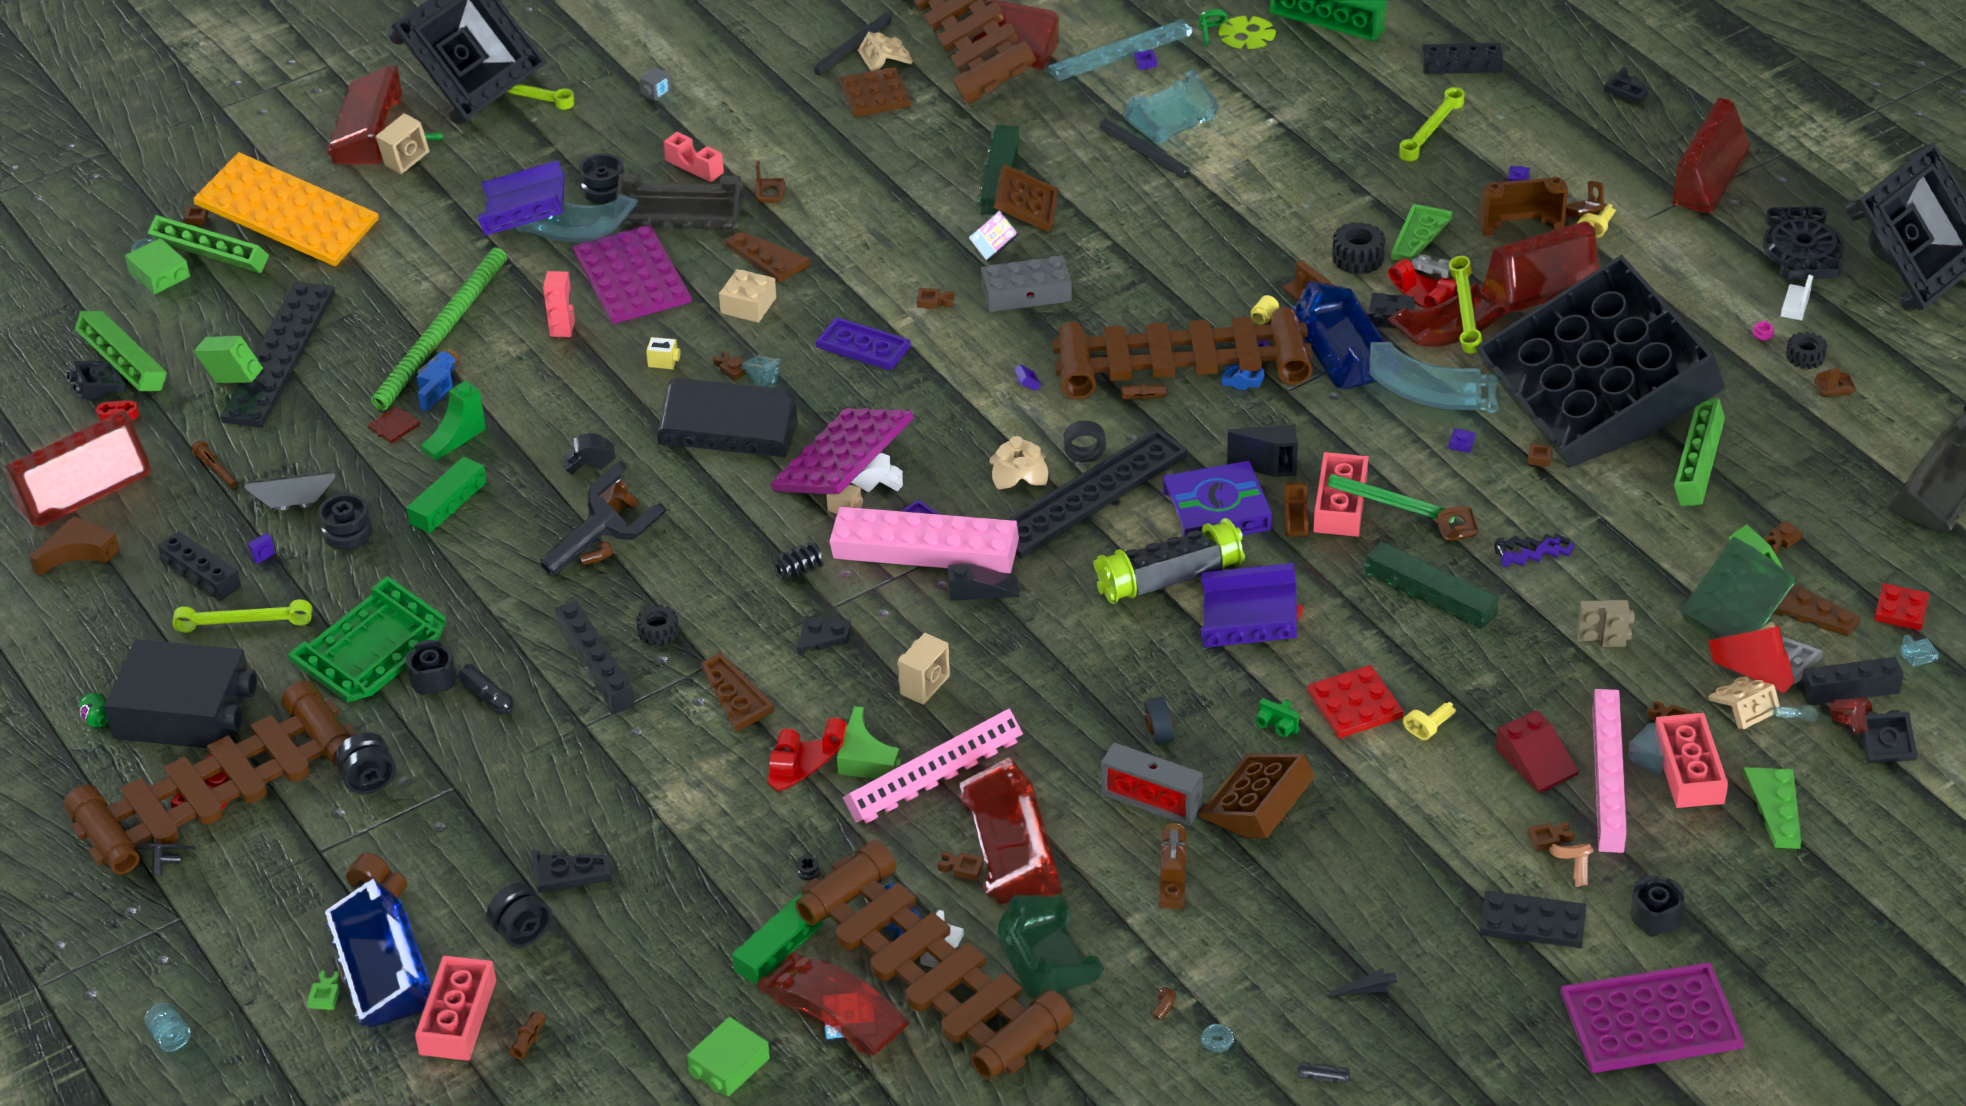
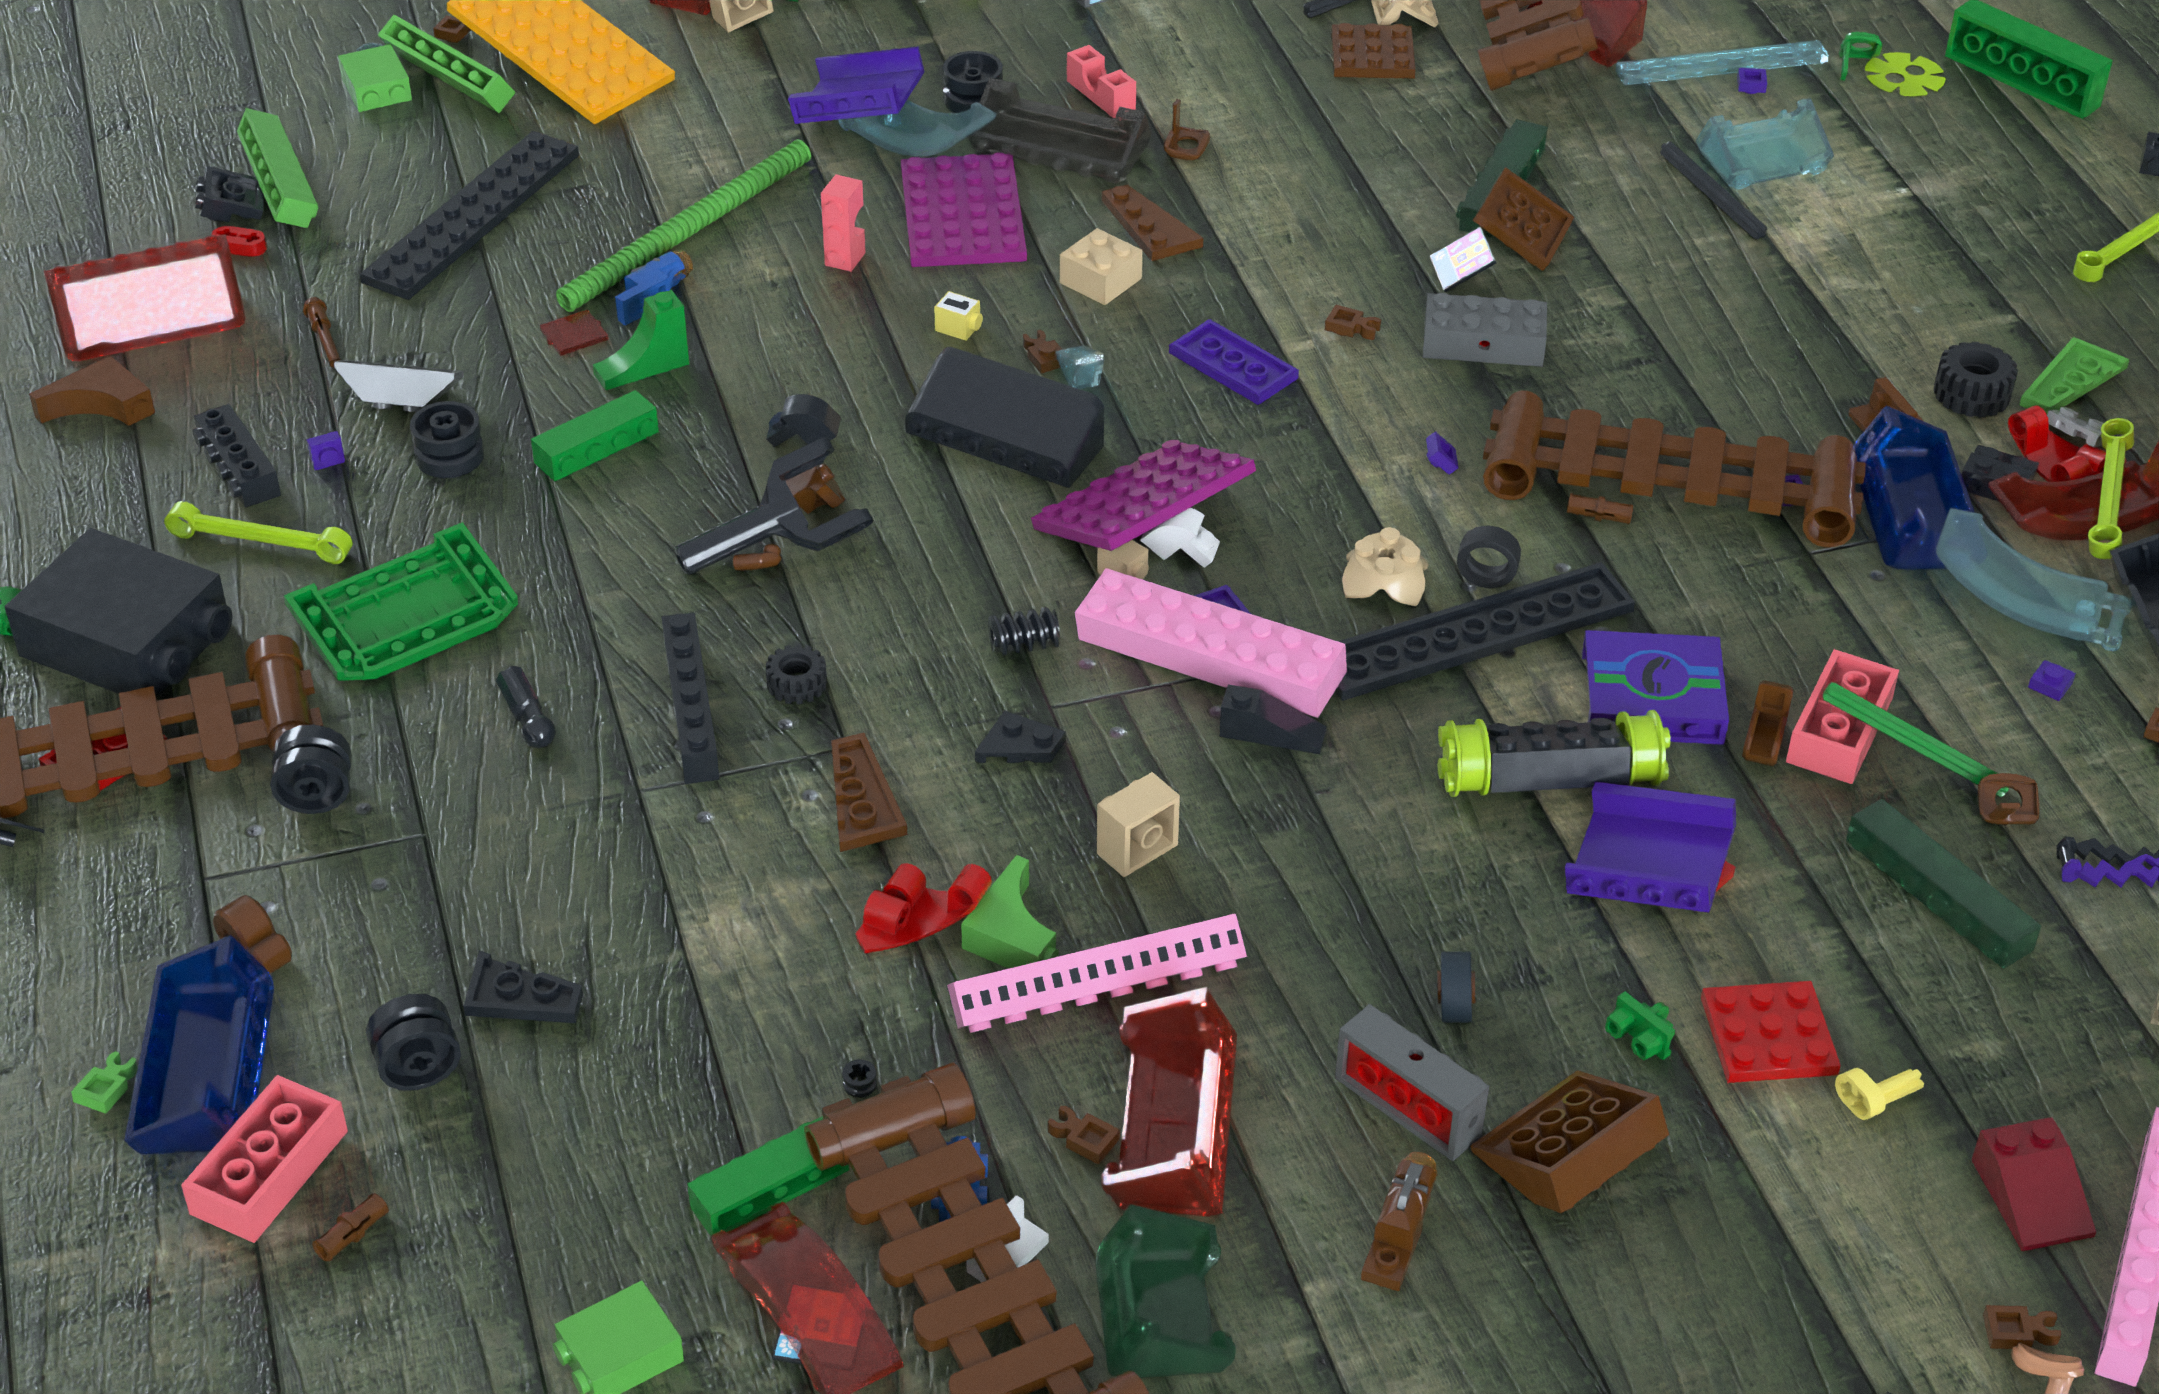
camera: 15 degrees right, 0 degrees up
(228, 359) = (395, 203): bright green brick -> none
(431, 667) = (464, 658): black brick -> none
(1243, 379) = (1747, 523): blue piece -> none
(1263, 310) = (1810, 433): light yellow brick -> none
(1269, 449) = (1751, 625): black slope -> none

